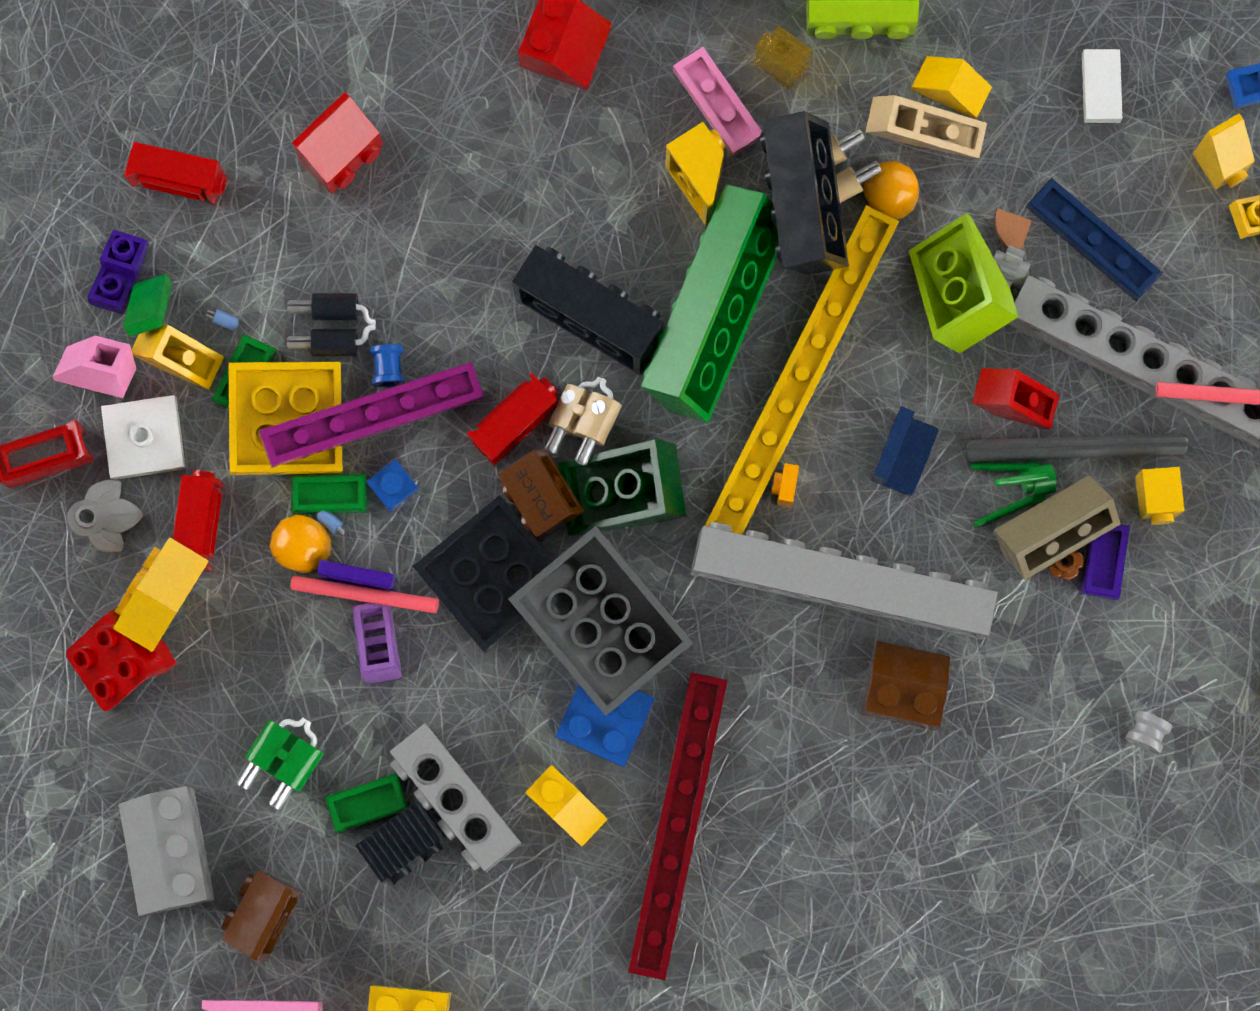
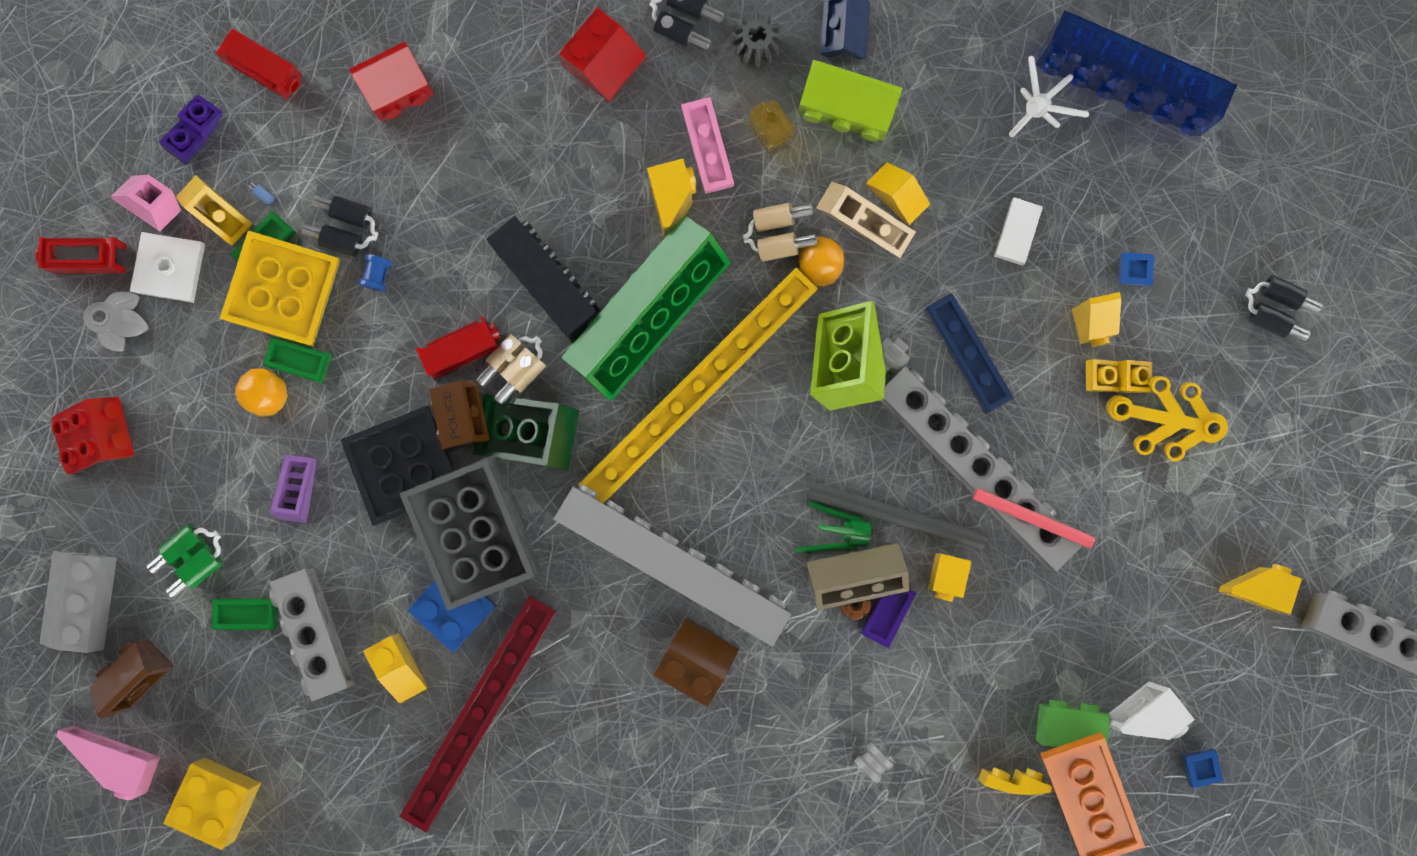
camera: 15 degrees right, 5 degrees up
(147, 305) = (200, 163): green tile -> none
(158, 593) = (127, 399): yellow brick -> none
(198, 513) = (183, 348): red window -> none
(330, 521) = (290, 382): medium blue piece -> none
(356, 576) = (294, 433): dark purple tile -> none
(364, 594) = (296, 449): coral bar -> none
(371, 415) = (345, 308): magenta plate -> none
(392, 485) = (348, 369): blue plate -> none
(401, 843) = (257, 655): black brick -> none
(785, 485) = (655, 470): light orange plate -> none
(804, 193) = (746, 242): black brick -> none
(905, 453) = (759, 476): dark blue panel -> none
(1011, 228) = (905, 323): nougat tile -> none
(1015, 397) = (861, 461): red slope -> none

